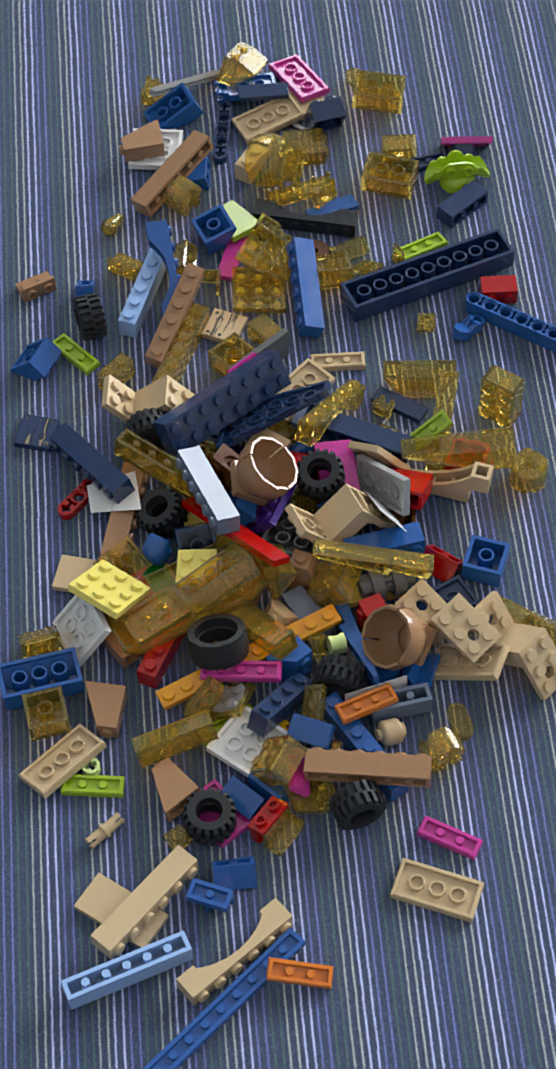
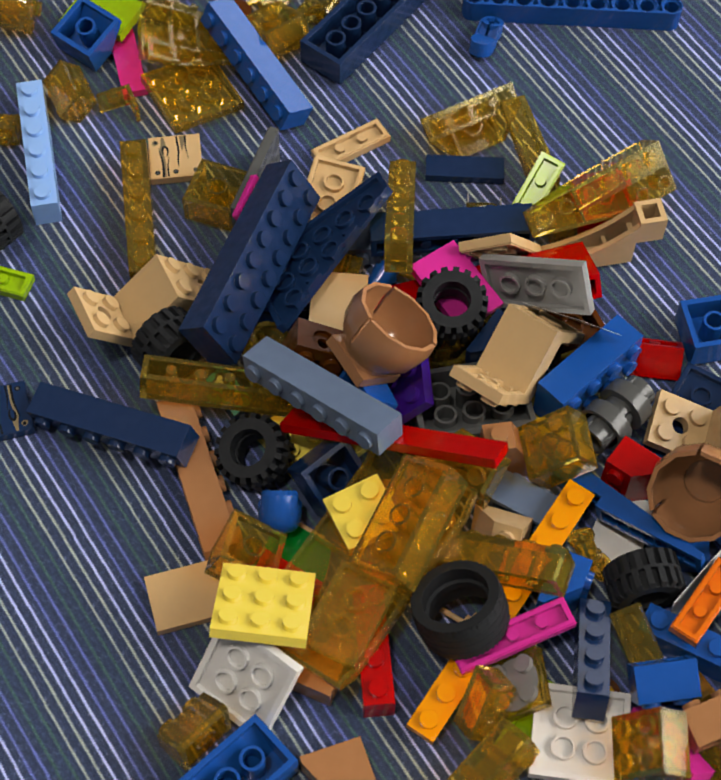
camera: 30 degrees left, 5 degrees up
(76, 506) = (122, 494): red beam -> none
(99, 502) = (159, 478): white sticker -> none
(120, 368) = (69, 272): clear yellow brick -> none
(159, 240) = (28, 73): blue arch -> none
(174, 314) = (108, 169): medium nougat brick -> none
(262, 328) = (235, 143): clear yellow brick -> none
(337, 644) = (609, 536): yellowish green leg -> none
(375, 558) = (602, 391): clear yellow slope -> none
(381, 408) = (449, 182): clear yellow tile -> none
(426, 322) = (430, 50): clear yellow tile -> none
(501, 396) = (596, 105): clear yellow brick -> none
(530, 471) = (692, 188): clear yellow brick -> none

